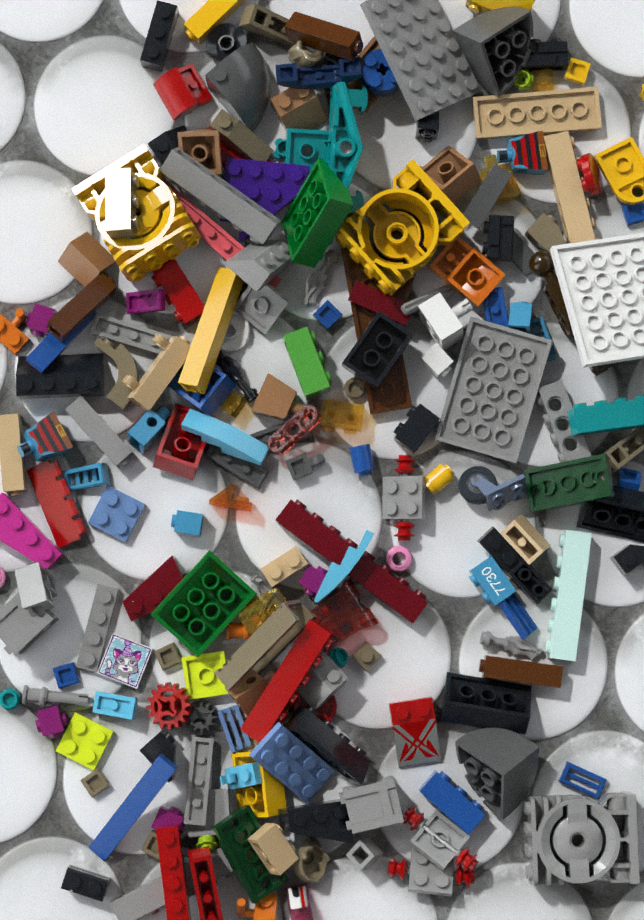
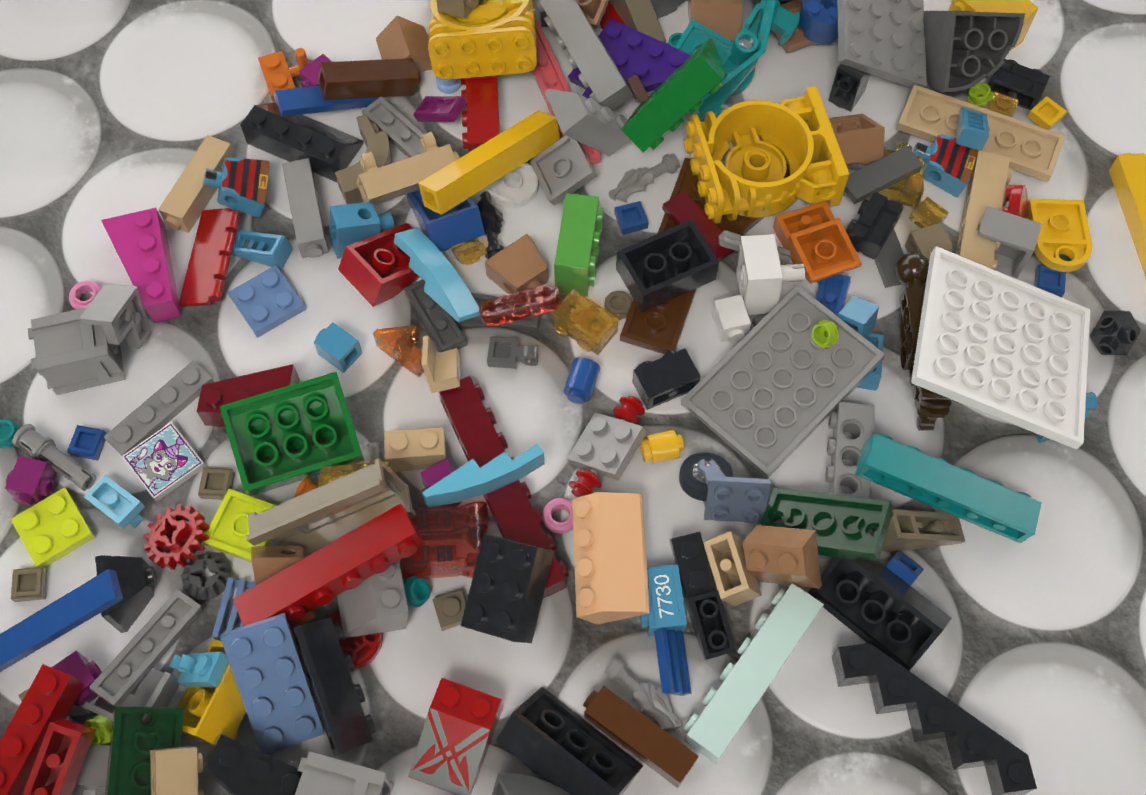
camera: 30 degrees right, 20 degrees down
(268, 502) = (440, 368): none -> tan panel
(281, 215) = (637, 88): none -> reddish brown tile
(397, 629) = (507, 589): none -> black brick
(447, 572) = (610, 557): none -> light nougat slope
(508, 348) = (820, 332): none -> lime plate
(531, 204) = (928, 213): none -> clear yellow plate
(535, 133) = (972, 129): none -> dark azure slope
(553, 517) = (783, 556): none -> medium nougat slope
(594, 203) = (1014, 233): none -> light grey panel

